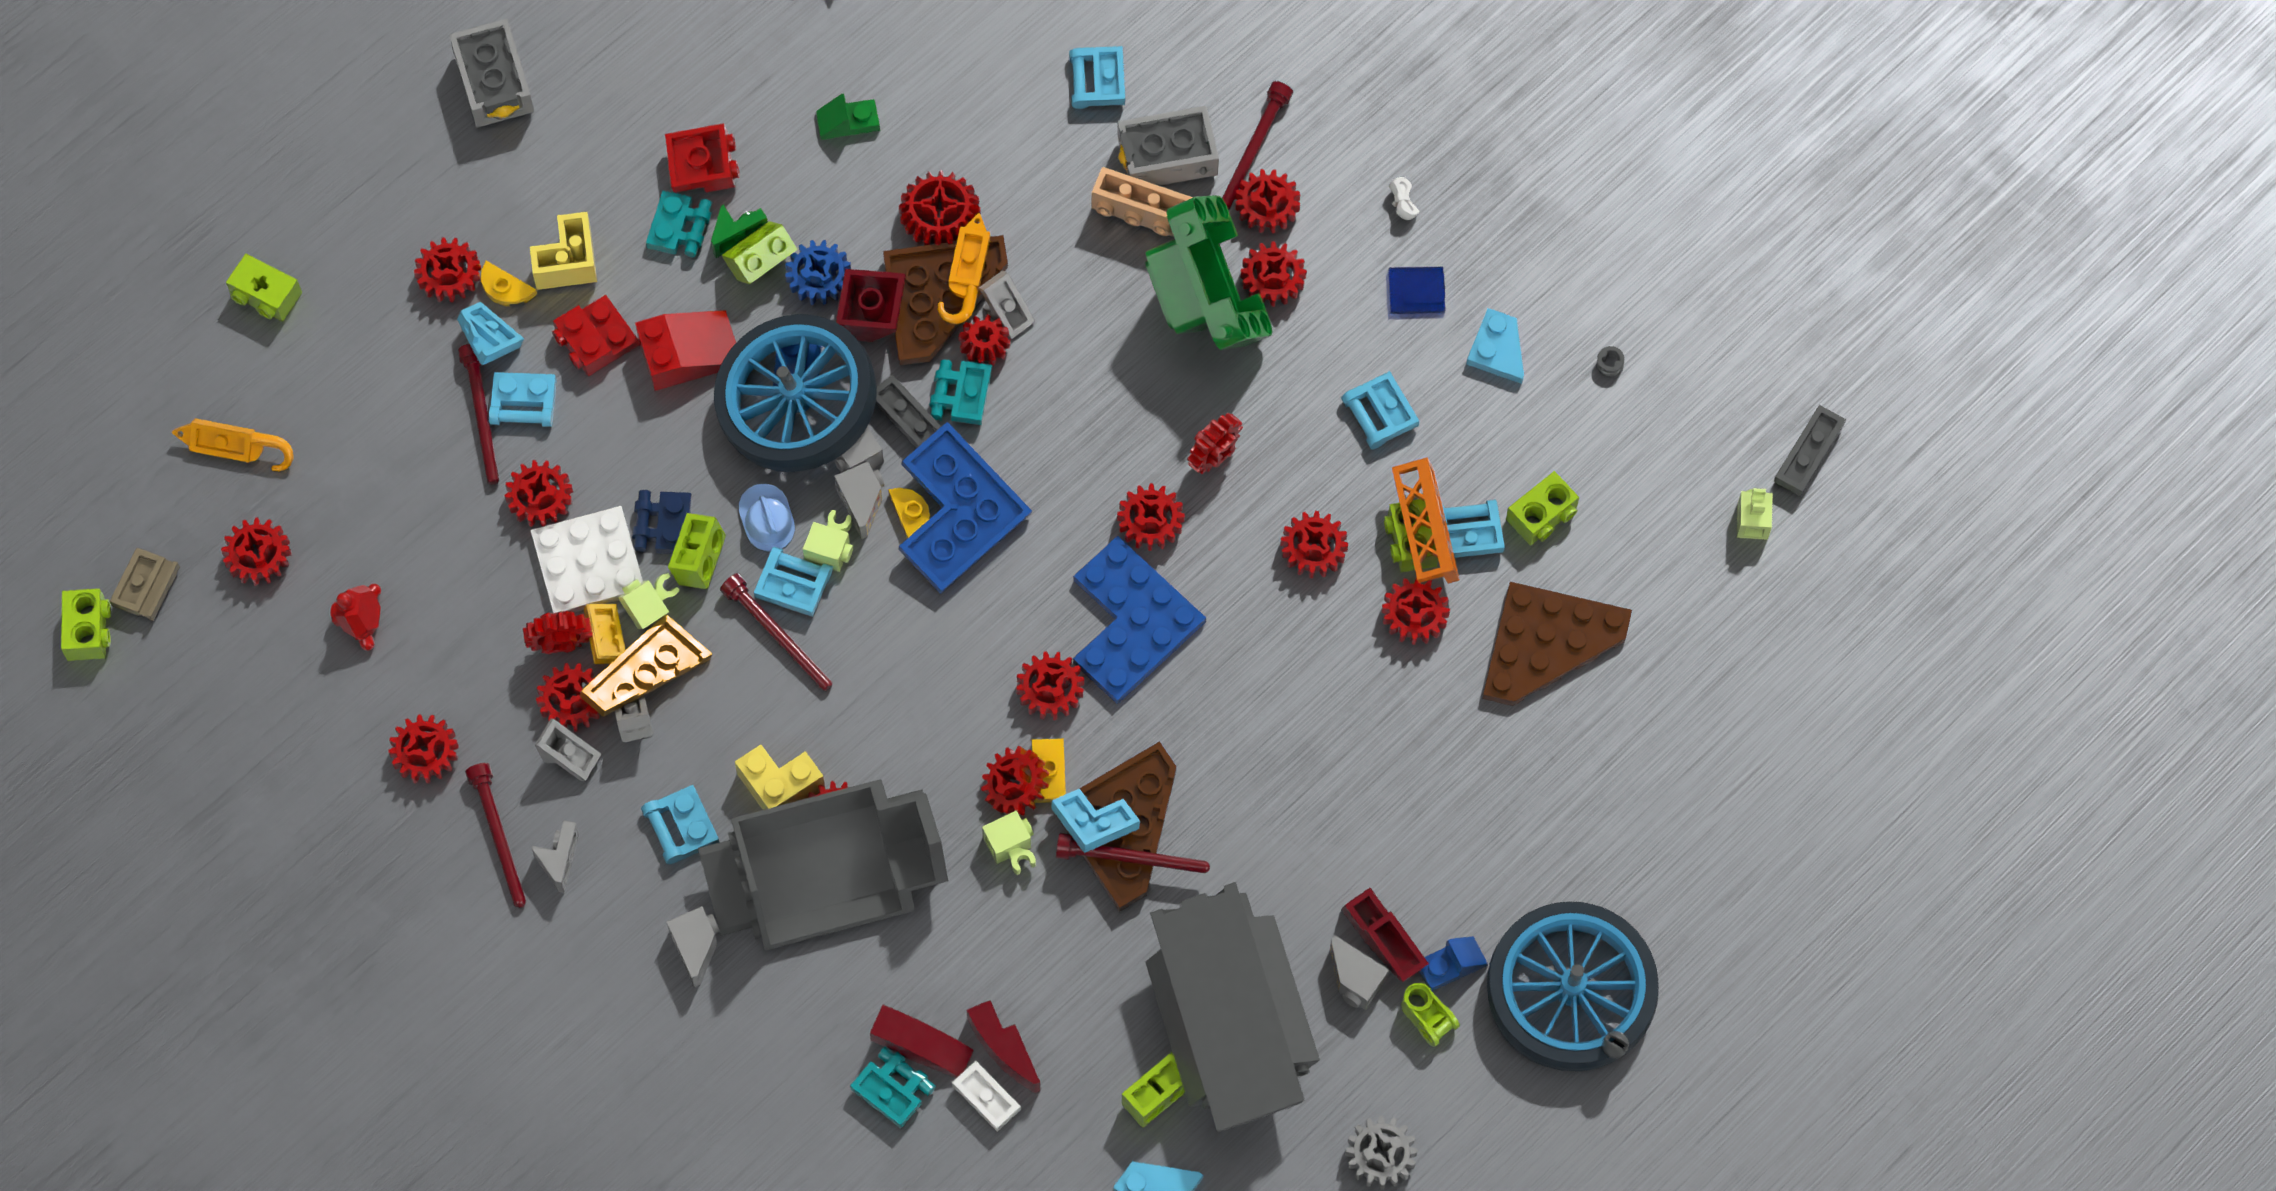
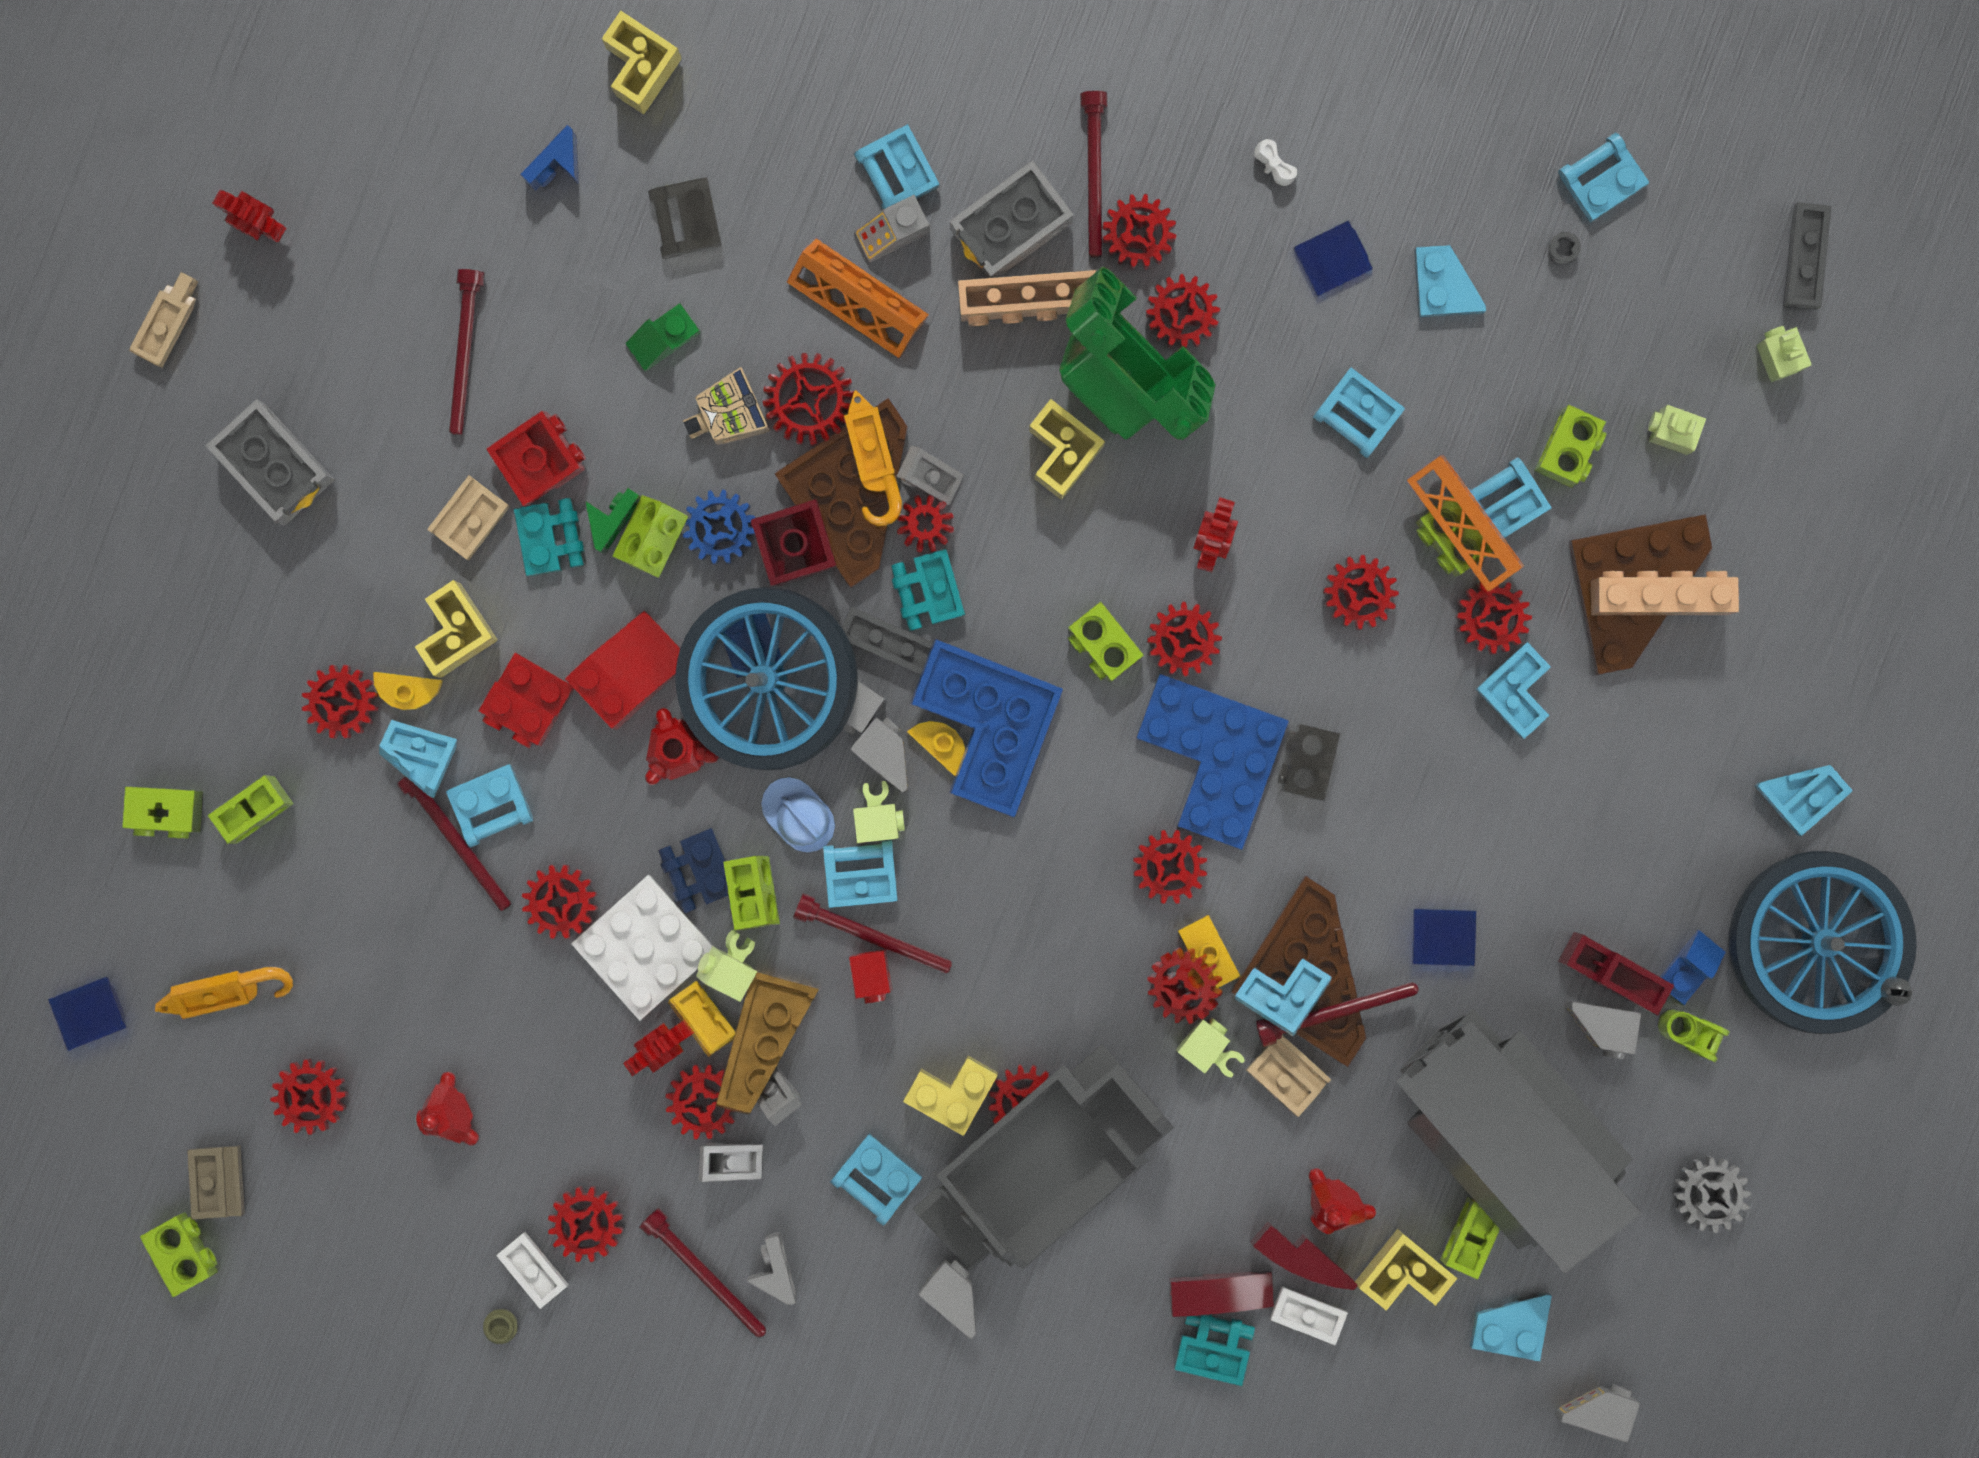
camera: 25 degrees left, 20 degrees up
(117, 413) = (88, 1013): none -> clear blue piece
(309, 800) = (500, 1326): none -> olive plate
(333, 314) = (250, 809): none -> lime brick
(360, 766) = (532, 1270): none -> white plate
(623, 181) = (468, 517): none -> tan plate
(694, 422) = (674, 749): none -> red rock
(718, 15) = (469, 285): none -> dark red piece
(760, 653) = (871, 975): none -> red brick
(870, 191) = (728, 411): none -> torso
(921, 41) = (696, 216): none -> clear smoke plate
(1025, 149) = (859, 291): none -> orange fence
(1055, 1015) = (1336, 1204): none -> red rock
(1066, 894) = (1288, 1075): none -> tan plate
(1072, 116) = (892, 229): none -> light grey slope
(1088, 1085) = (1401, 1264): none -> light yellow brick
(1089, 490) = (1112, 638): none -> lime brick
(1130, 331) = (1072, 447): none -> light yellow brick
(1213, 659) = (1318, 765): none -> clear smoke brick
(1253, 844) = (1444, 937): none -> clear blue piece
(1400, 676) = (1507, 690): none -> medium azure plate
(1564, 647) = (1664, 595): none -> light nougat brick
(1614, 867) = (1805, 796): none -> medium azure wing
(1637, 533) = (1676, 429): none -> yellowish green brick
(1668, 332) = (1610, 186): none -> medium azure plate

